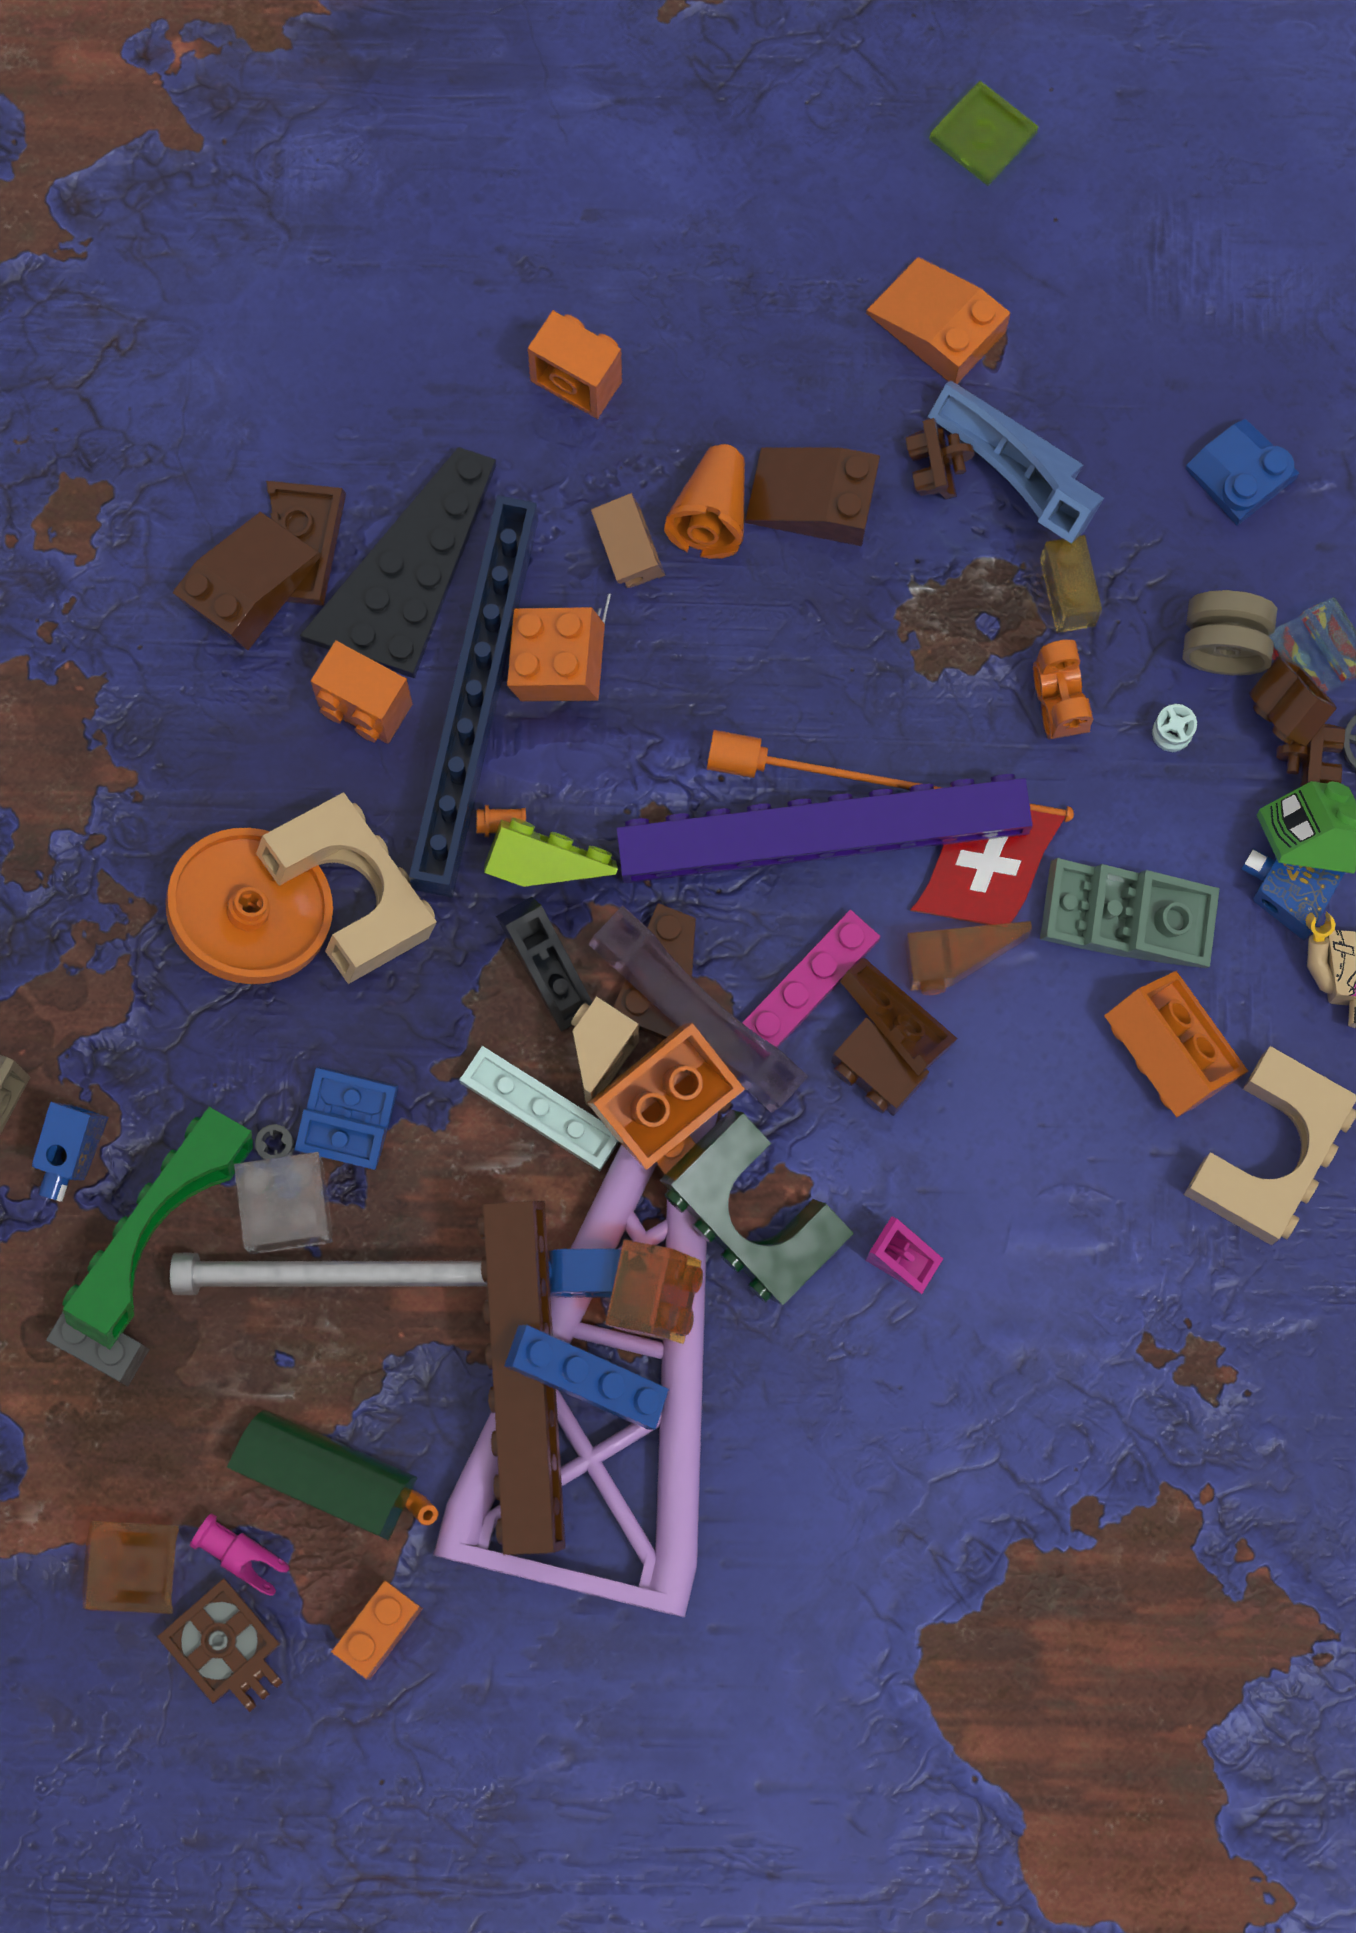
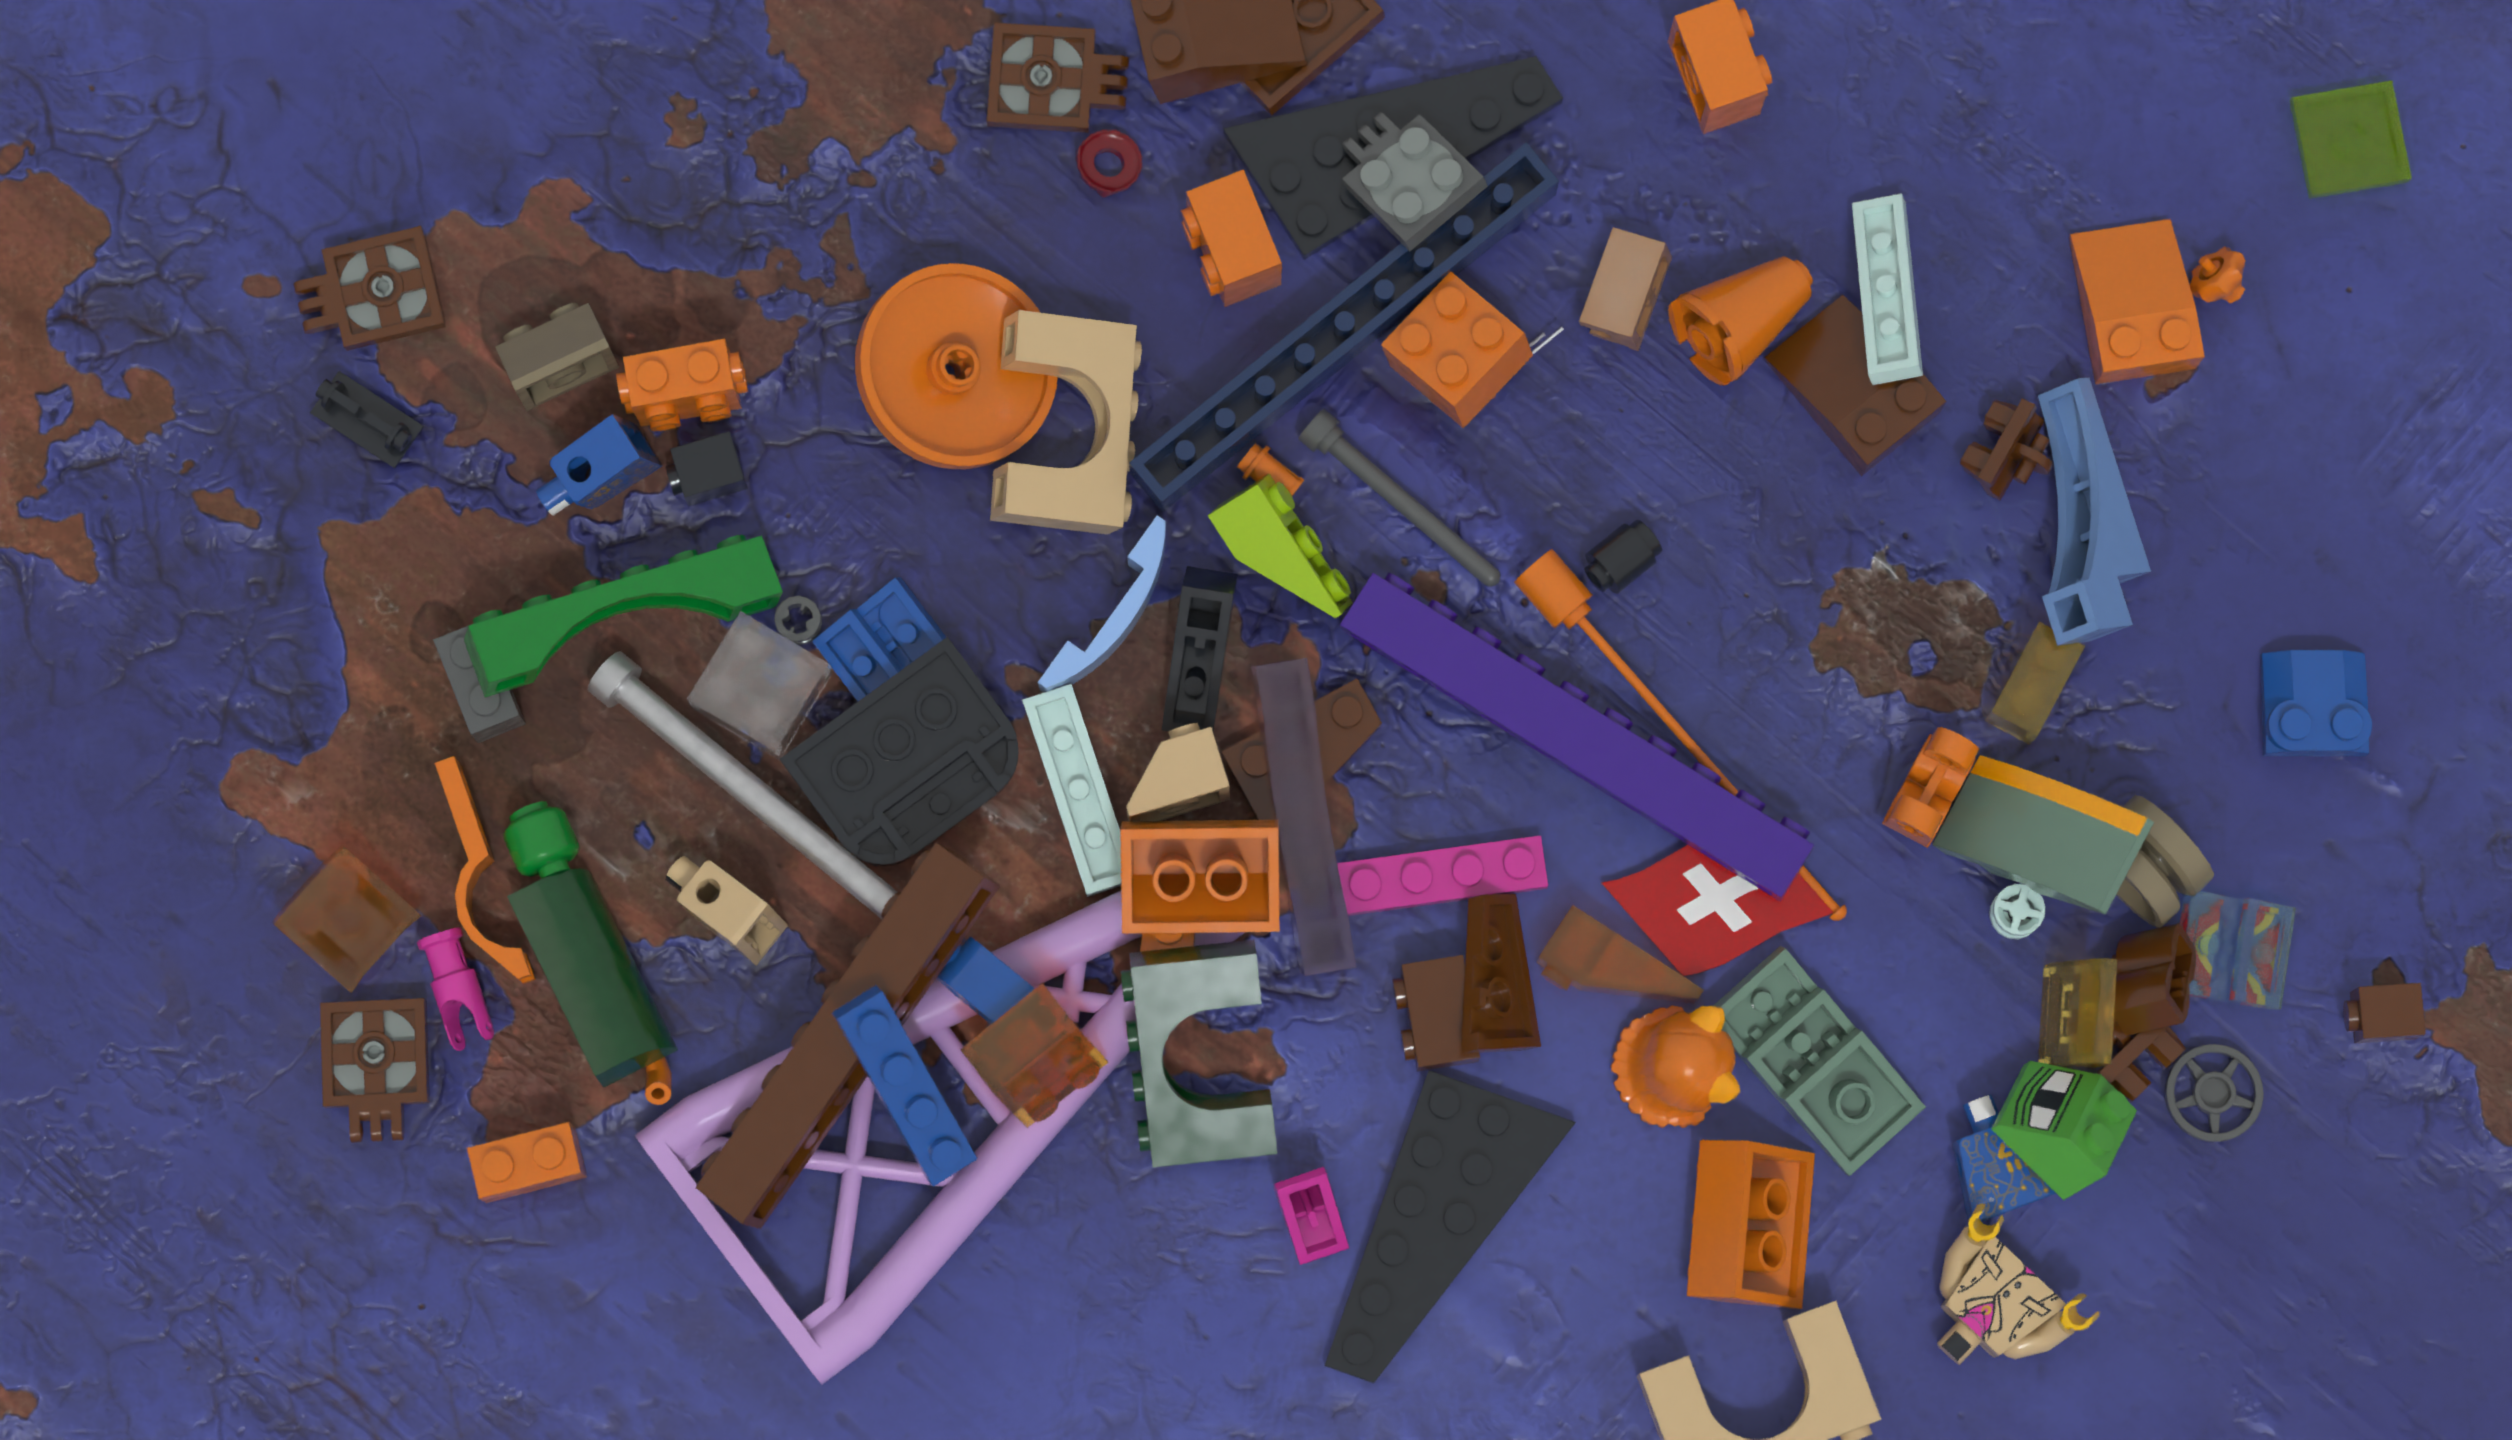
camera: 40 degrees right, 5 degrees up
(81, 1051) = (682, 384): none -> orange brick
(139, 1095) = (706, 469): none -> black brick
(165, 686) = (1050, 78): none -> reddish brown piece
(219, 1414) = (540, 840): none -> green head
(244, 696) = (1115, 143): none -> dark red piece
(260, 1507) = (479, 859): none -> orange piece
(390, 1360) = (726, 907): none -> tan torso
(417, 1173) = (908, 759): none -> black plate
(442, 571) = (1410, 178): none -> piece
(467, 934) = (1073, 663): none -> light blue slope
(516, 771) = (1327, 437): none -> dark grey piece
(759, 702) = (1622, 557): none -> black brick
(789, 418) = (1887, 289): none -> light aqua plate
(975, 1174) = (1449, 1189): none -> black wing
(976, 264) = (2219, 276): none -> orange piece
(1051, 981) = (1675, 1065): none -> orange hair
(1159, 662) = (2043, 834): none -> sand green slope
(1265, 755) = (2078, 1013): none -> clear yellow slope

